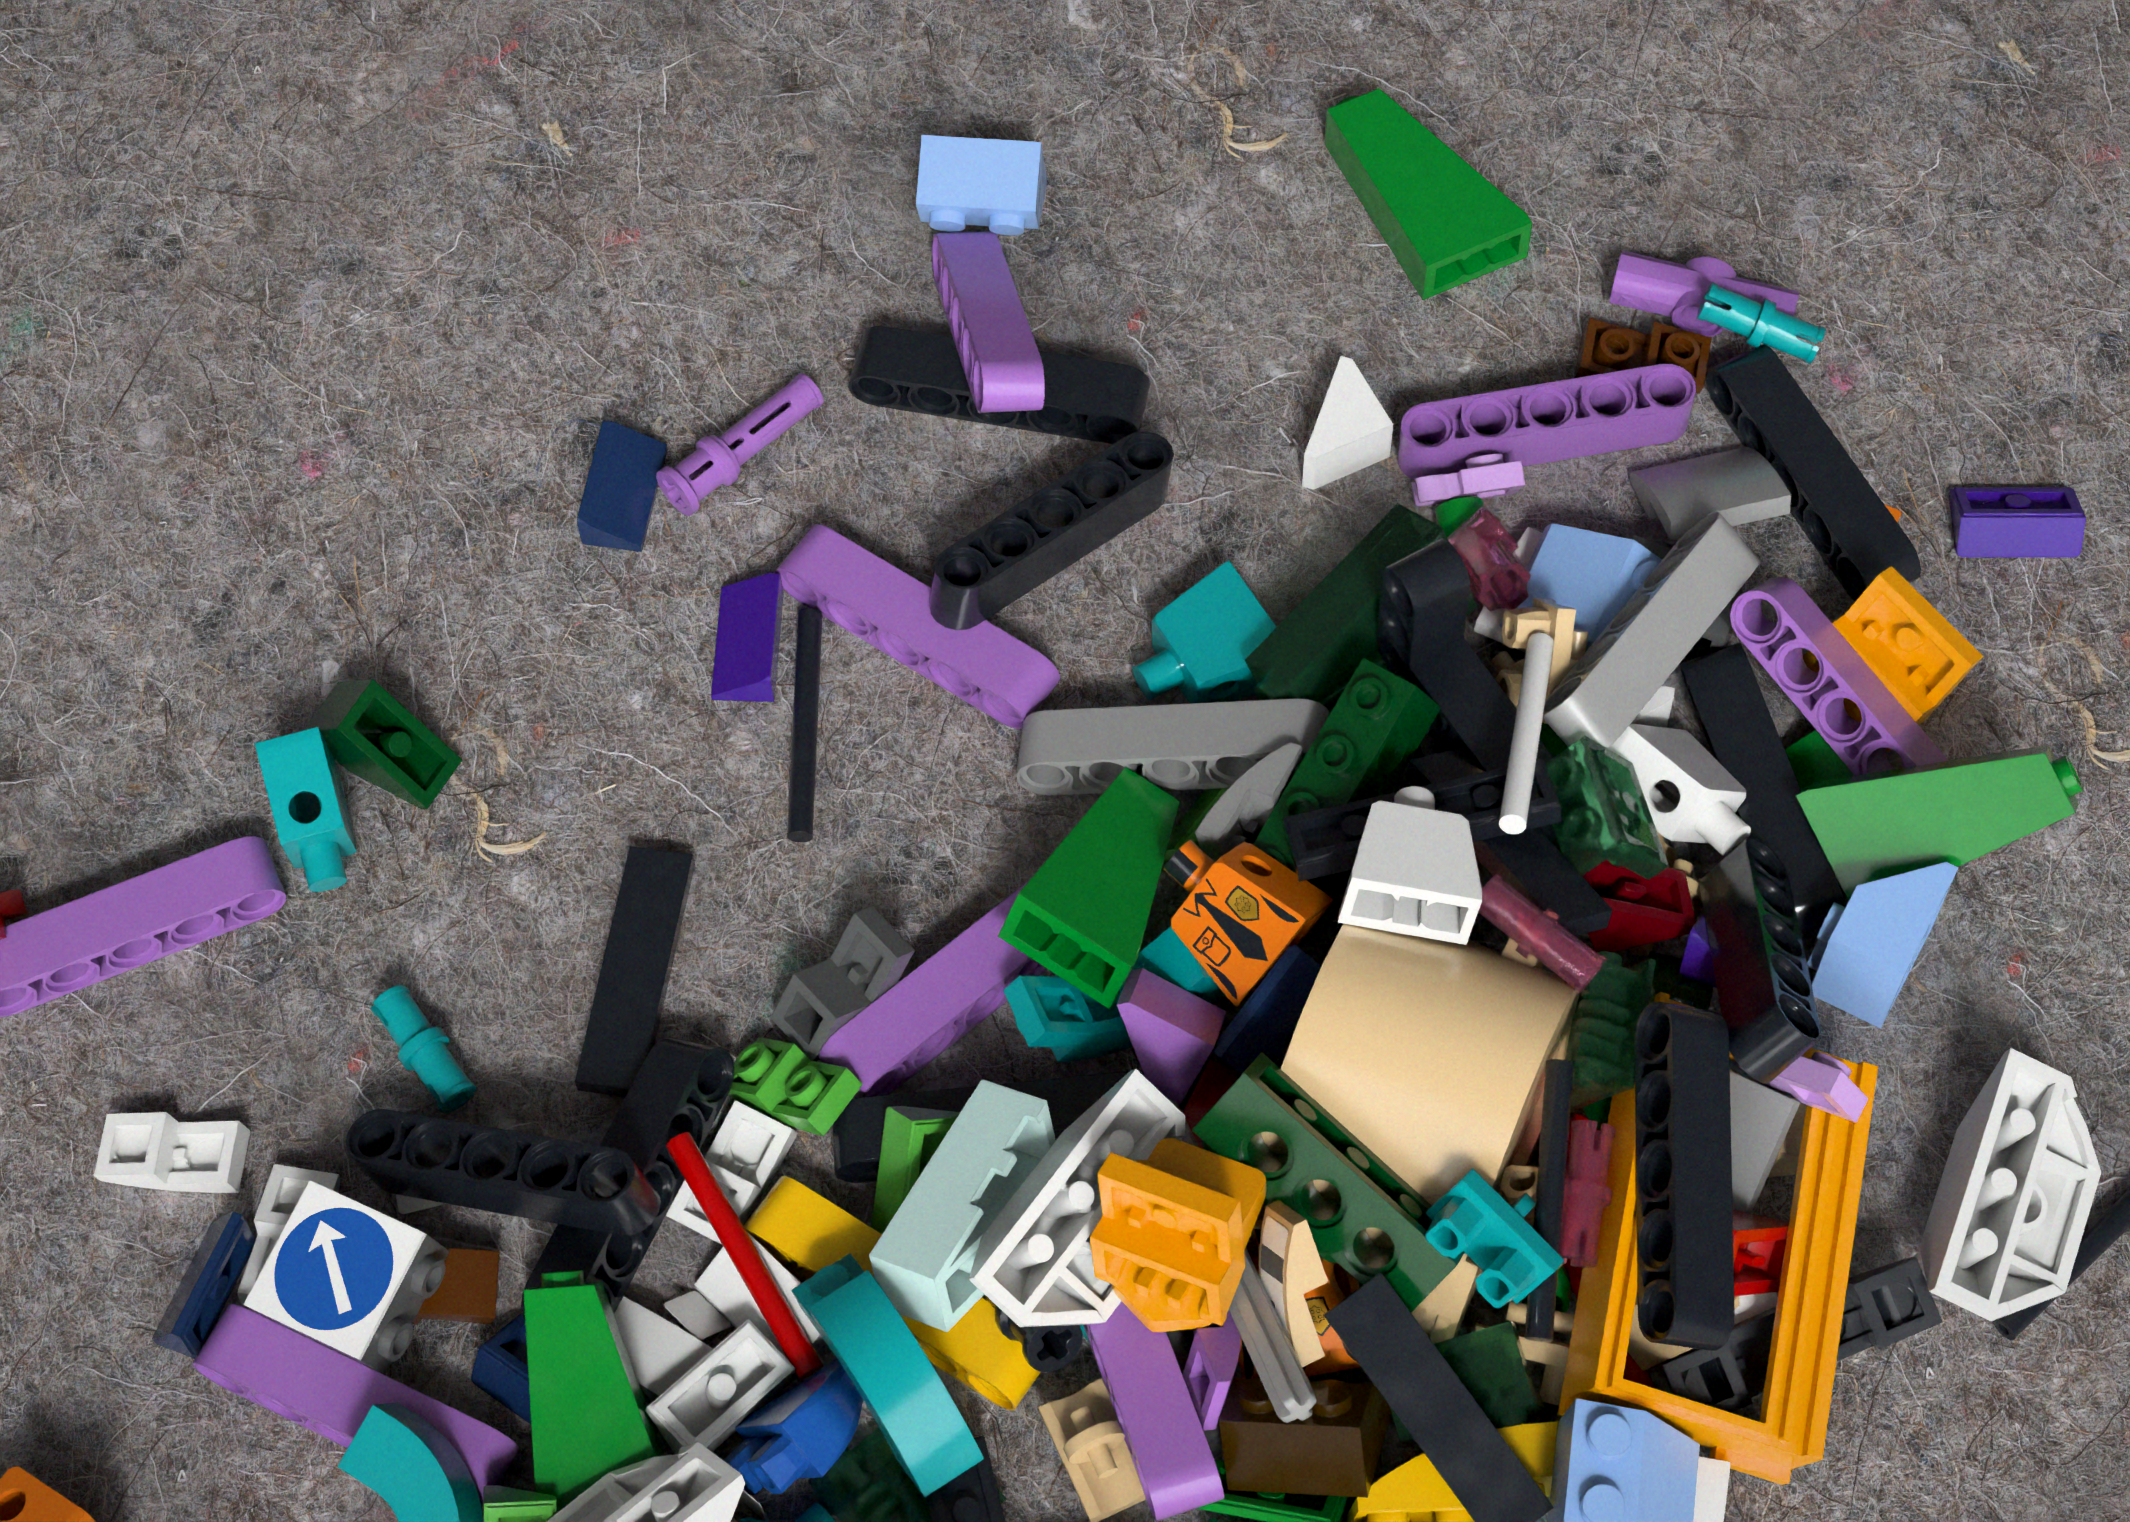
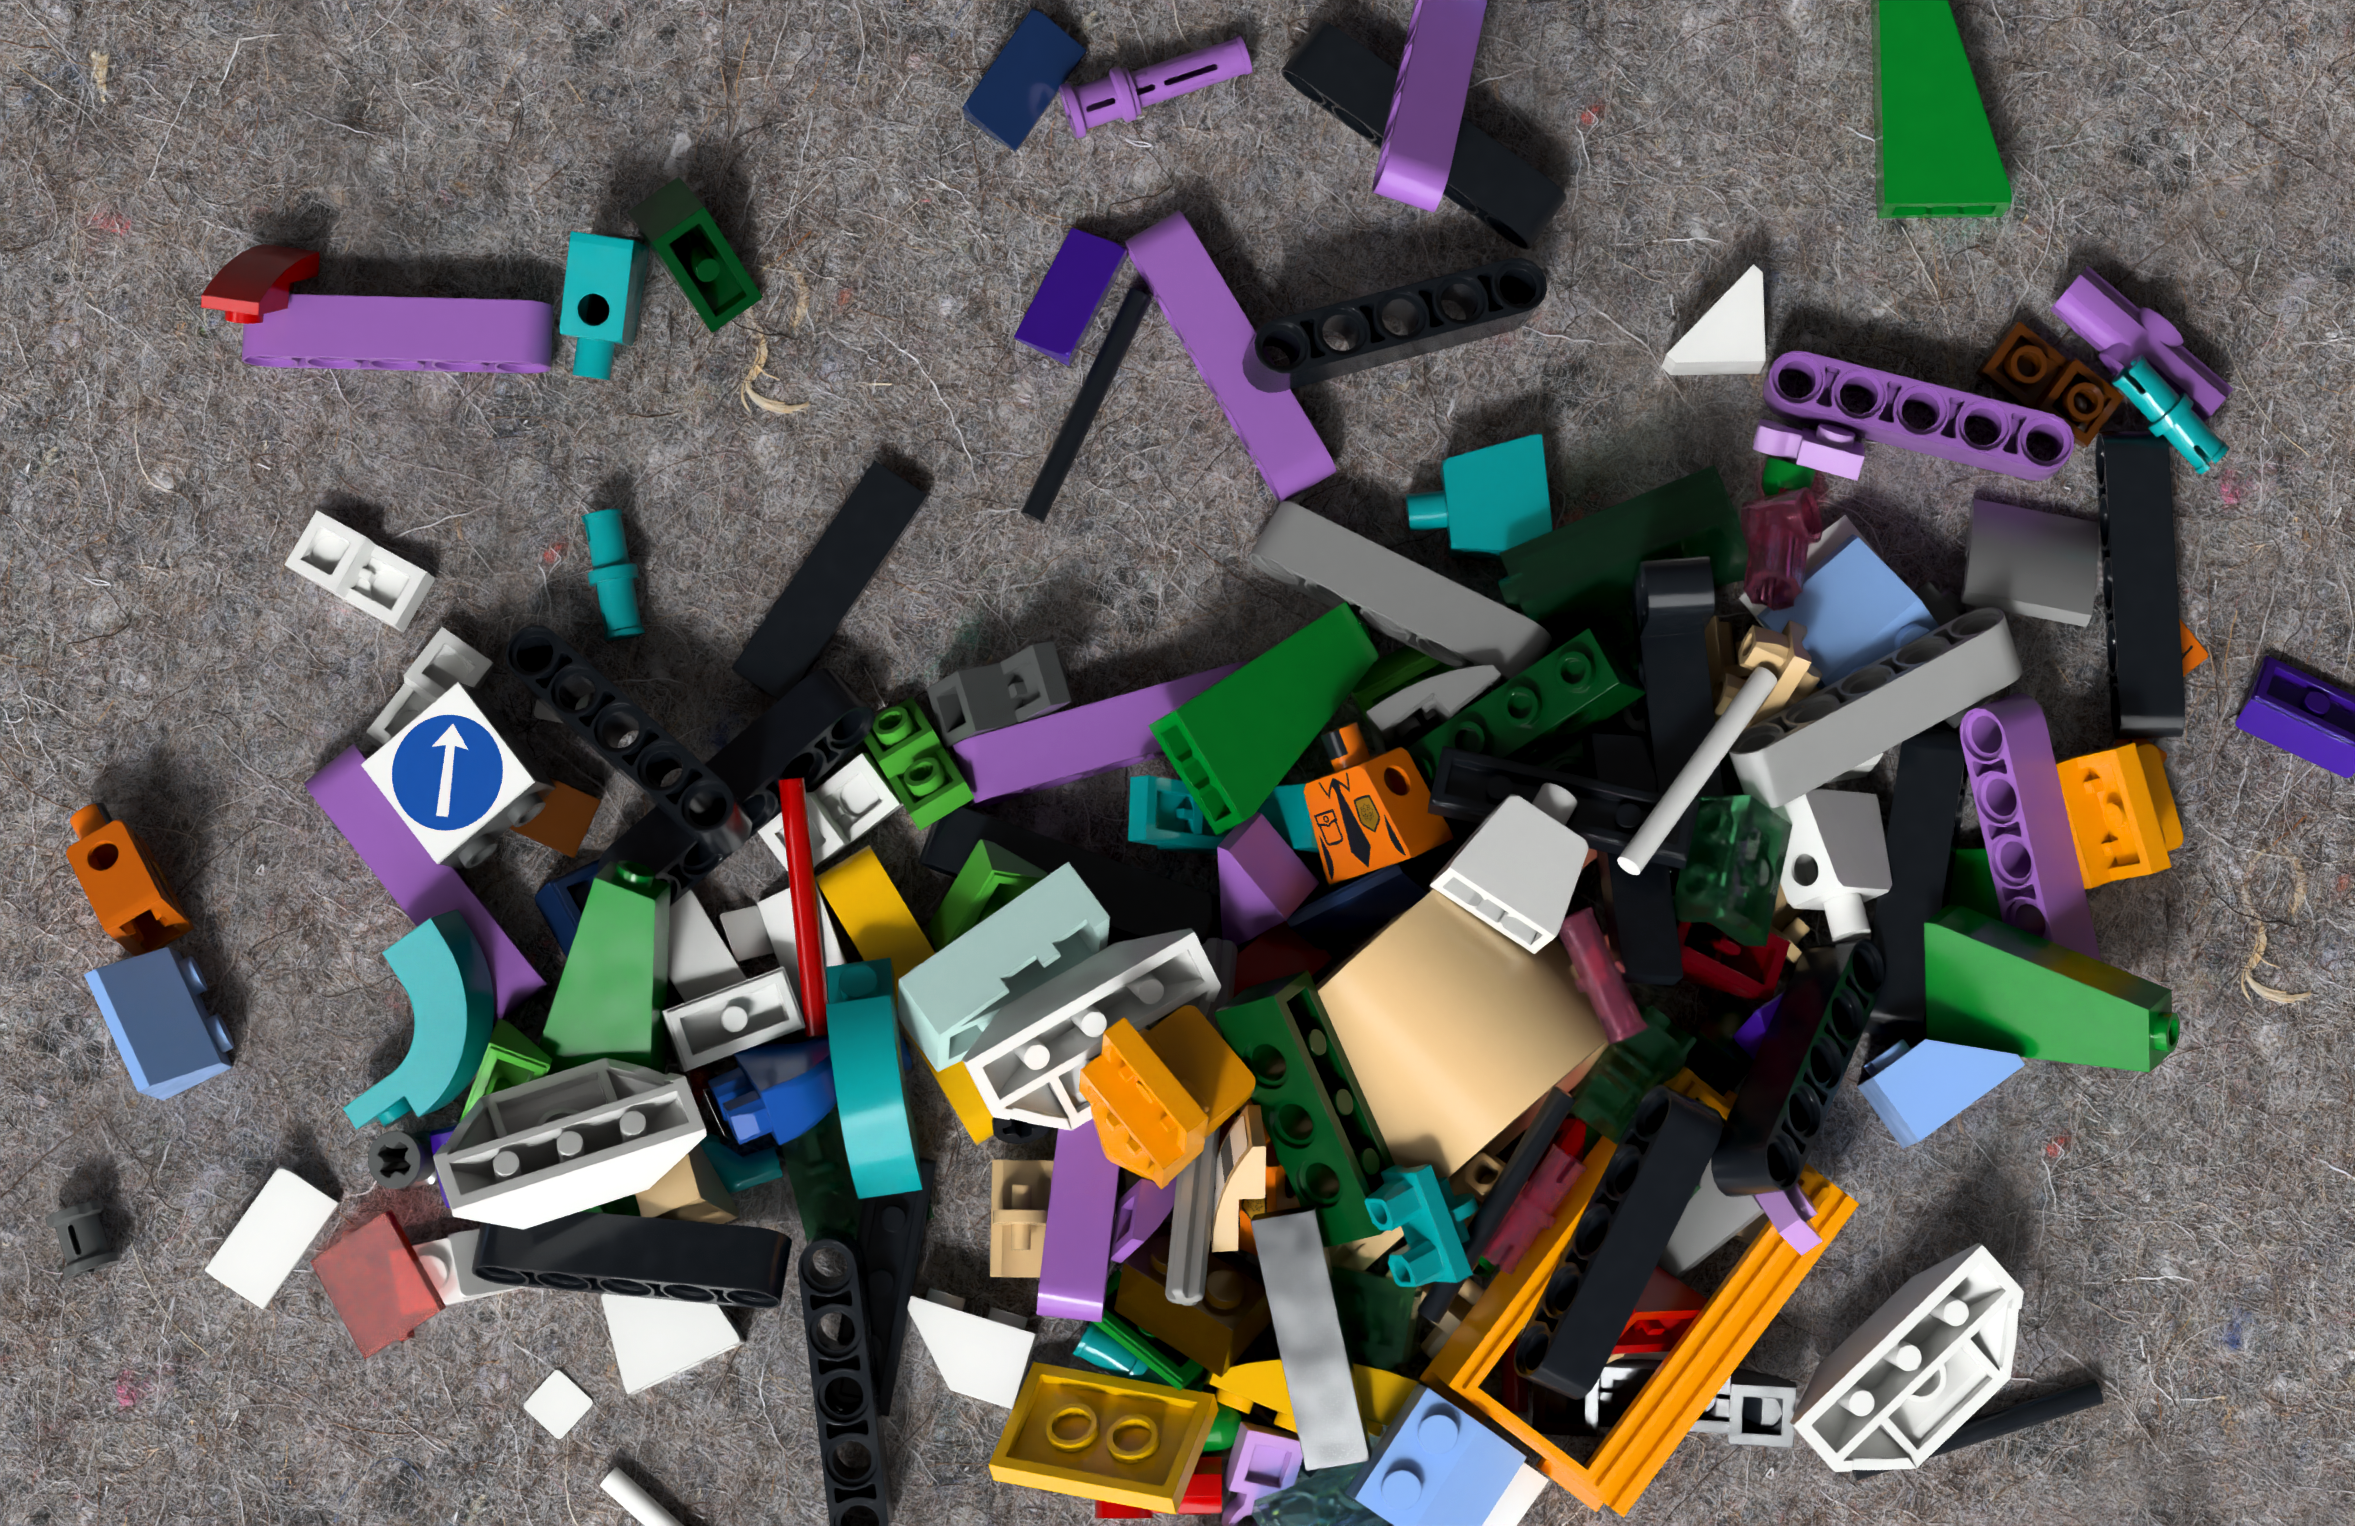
camera: 25 degrees right, 20 degrees up
(206, 1286) = (341, 710): dark blue slope -> none

